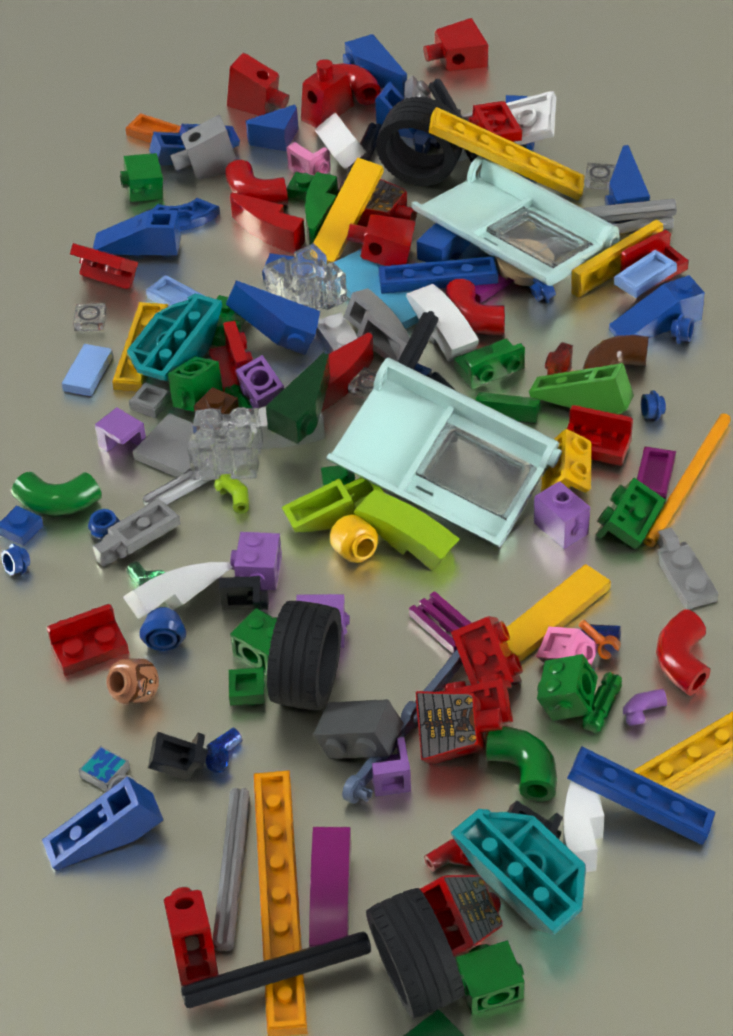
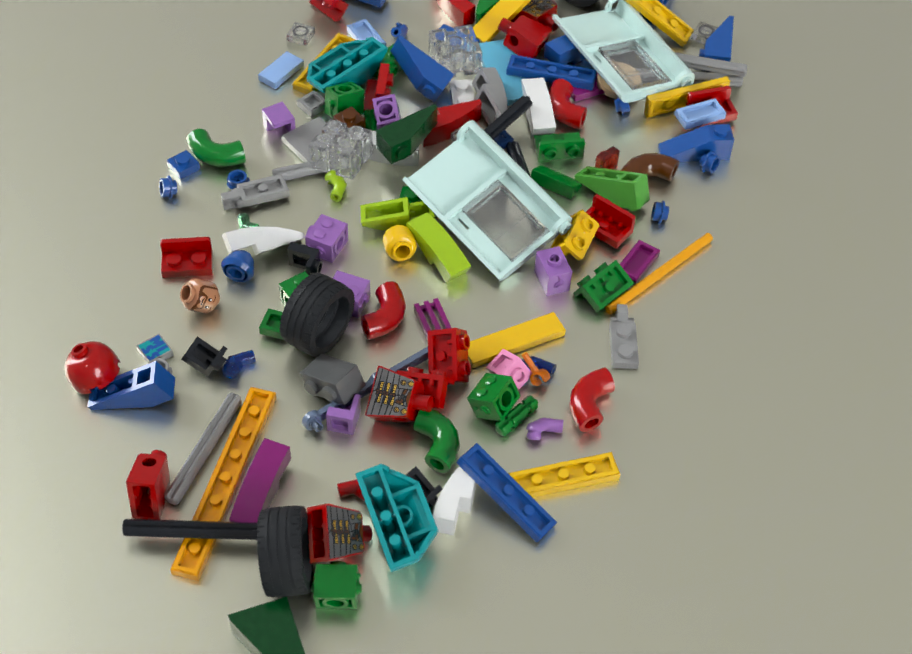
camera: 15 degrees right, 5 degrees up
(37, 814) = (91, 366): none -> red cylinder
(219, 279) = (399, 30): none -> blue arm
(385, 630) = (390, 313): none -> red cylinder

